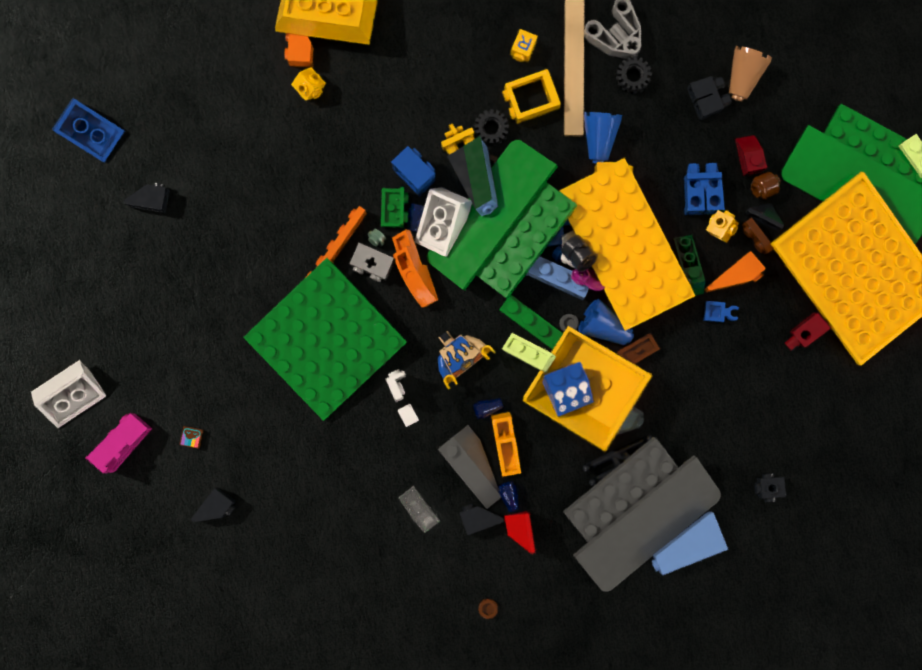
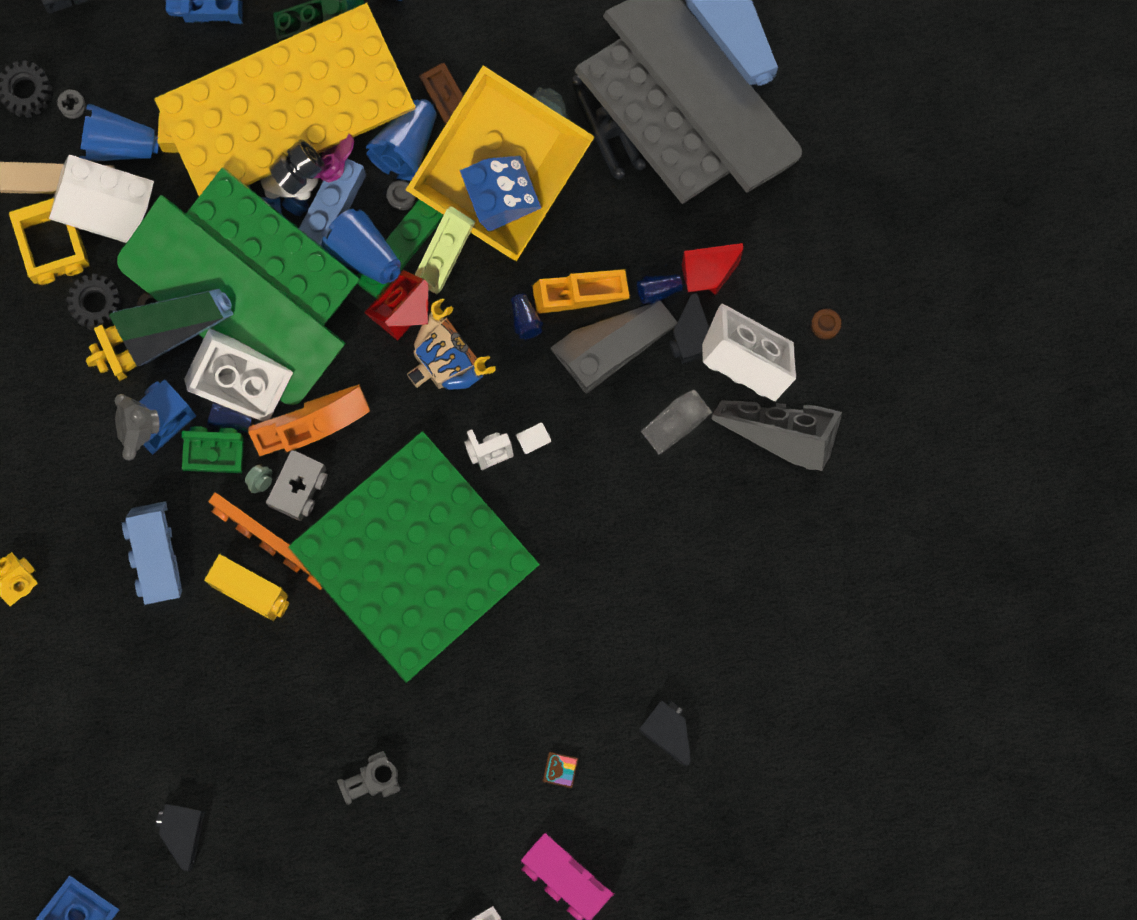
camera: 90 degrees left, 5 degrees down
(183, 314) = (369, 781): none -> dark grey connector
(302, 233) = (247, 588): none -> yellow window
(326, 172) = (152, 553): none -> medium blue wedge
(402, 154) = (134, 424): none -> dark grey rock
(412, 586) = (793, 434): none -> dark grey wedge
(463, 557) = (749, 353): none -> white slope
(493, 325) = (401, 305): none -> red slope
(528, 298) = (361, 247): none -> blue cone
(557, 127) = (100, 199): none -> white slope
(628, 101) = (64, 100): none -> dark grey bush

